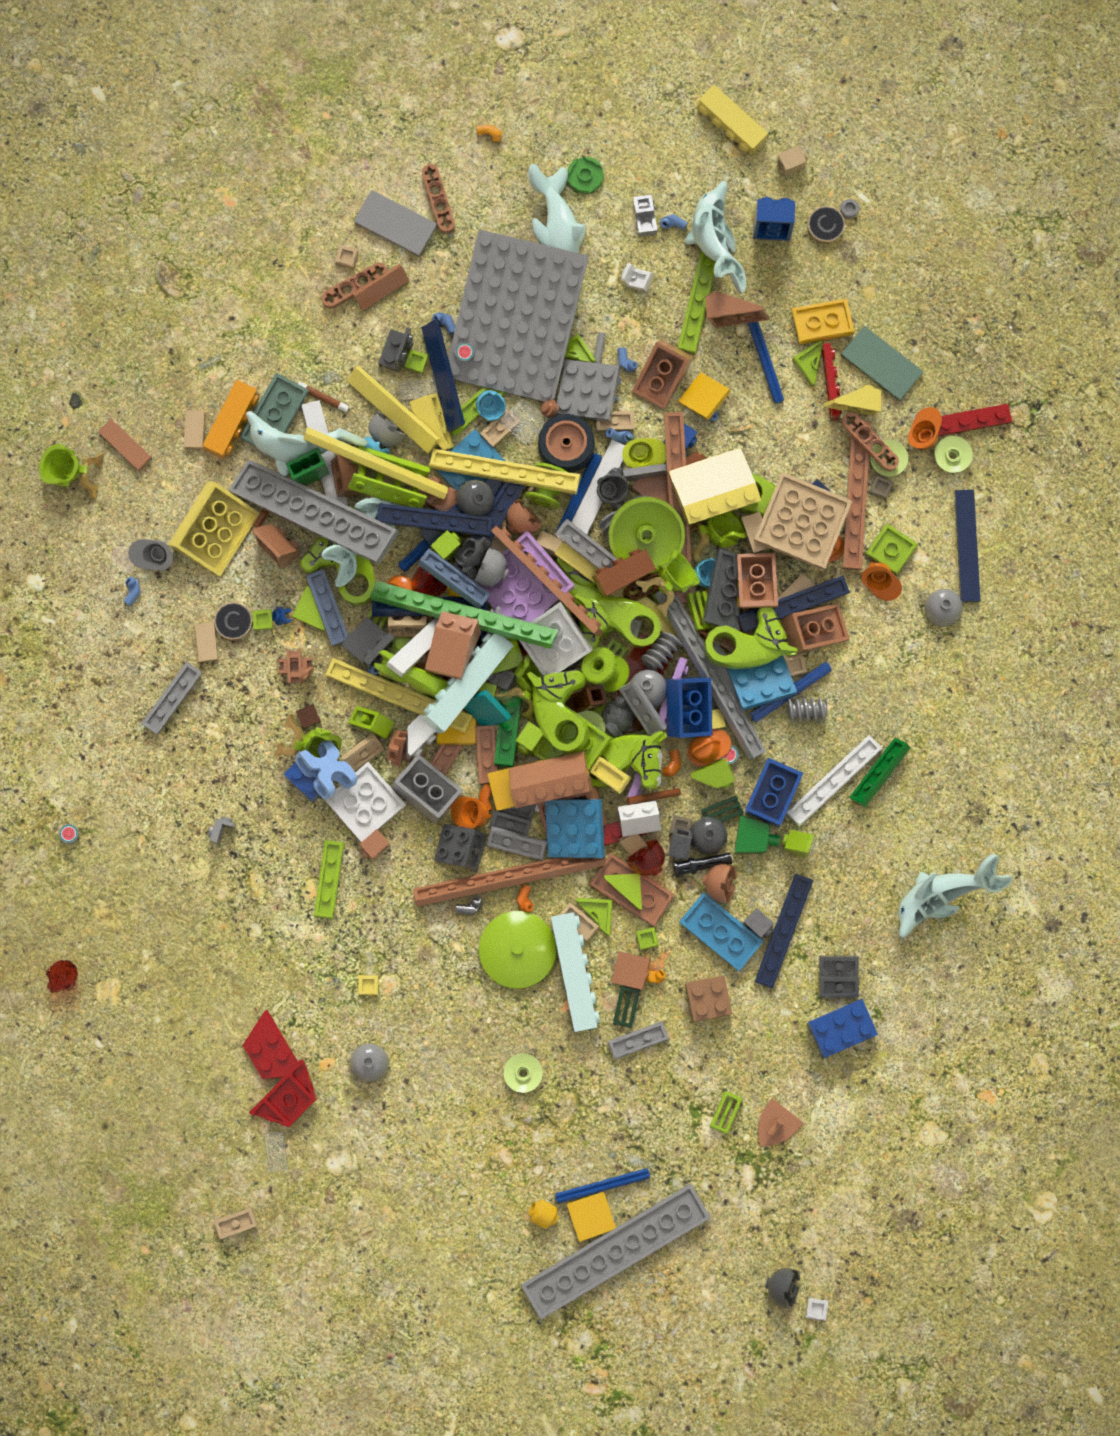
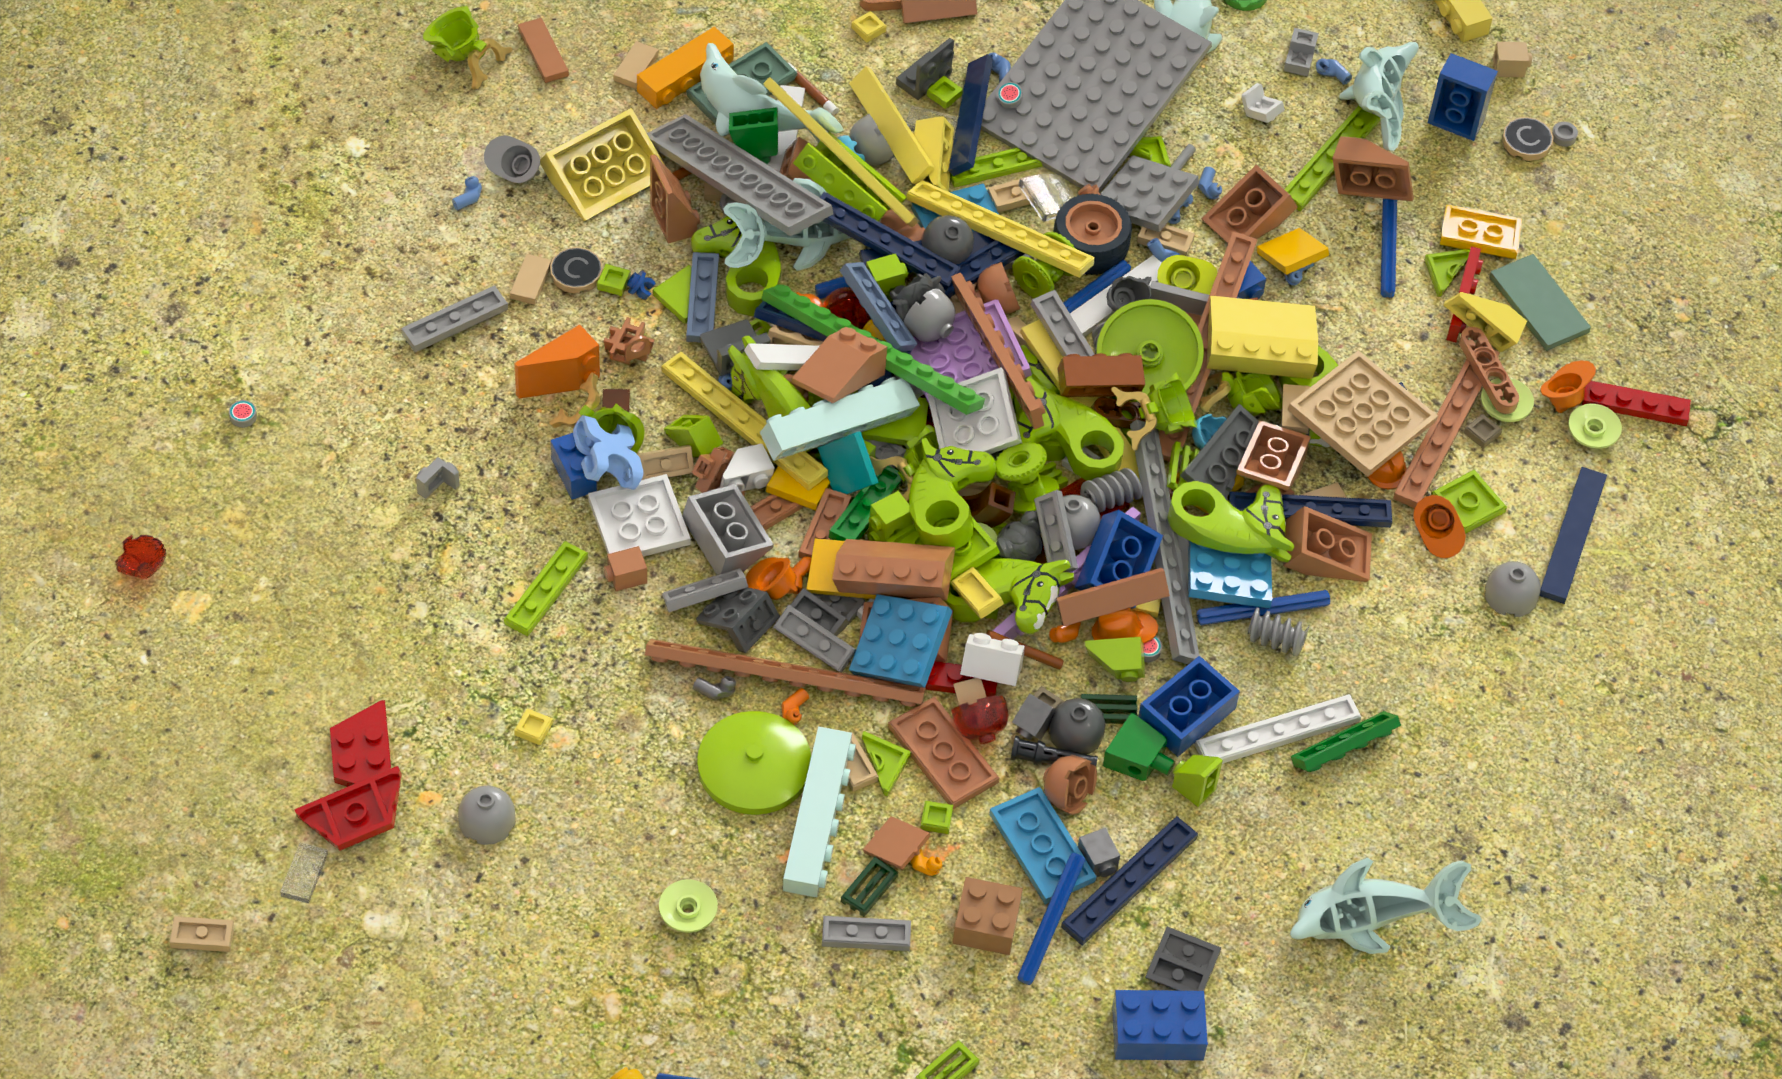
camera: 20 degrees right, 25 degrees down
(263, 709) = (558, 365): none -> orange slope
(339, 324) = (868, 26): none -> light yellow tile
(432, 840) = (704, 589): none -> light grey tile
(490, 405) = (1015, 160): medium azure hair -> none
(627, 885) = (939, 740): lime tile -> none
(697, 739) = (1112, 596): none -> nougat tile
(748, 985) = (1051, 919): none -> blue axle
(796, 665) = (1284, 582): tan tile -> none

